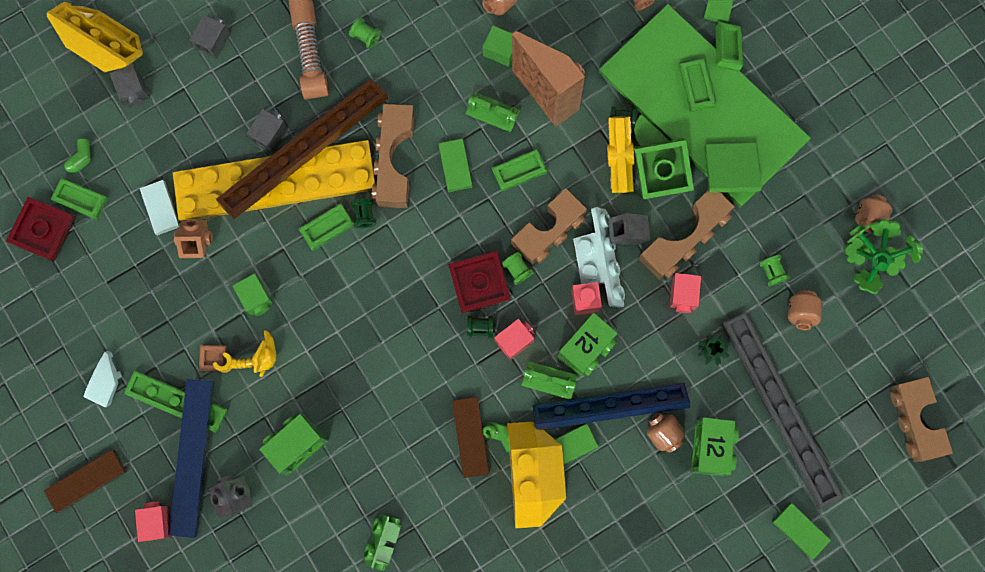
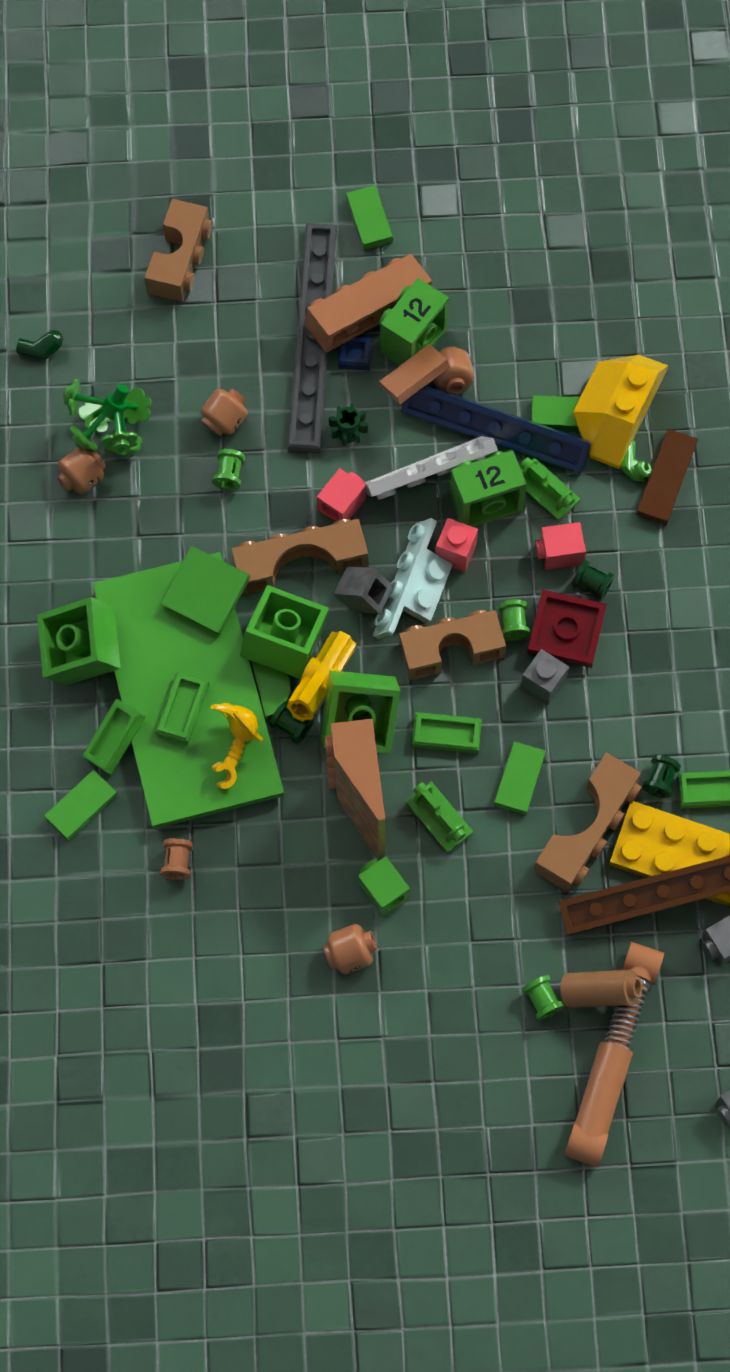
camera: 155 degrees left, 10 degrees down
(330, 49) = (600, 988): none -> medium nougat brick
(474, 236) = (544, 677): none -> flat silver brick
(580, 137) = (362, 697): none -> bright green brick
(627, 355) = (439, 463): none -> white wing
(647, 85) = (244, 728): none -> yellow piece
(689, 406) = (414, 374): none -> nougat tile
(744, 412) = (355, 354): none -> dark blue tile
(758, 451) = (361, 304): none -> nougat brick
(791, 87) = (78, 641): none -> bright green brick
(962, 293) = (41, 348): none -> dark green arm

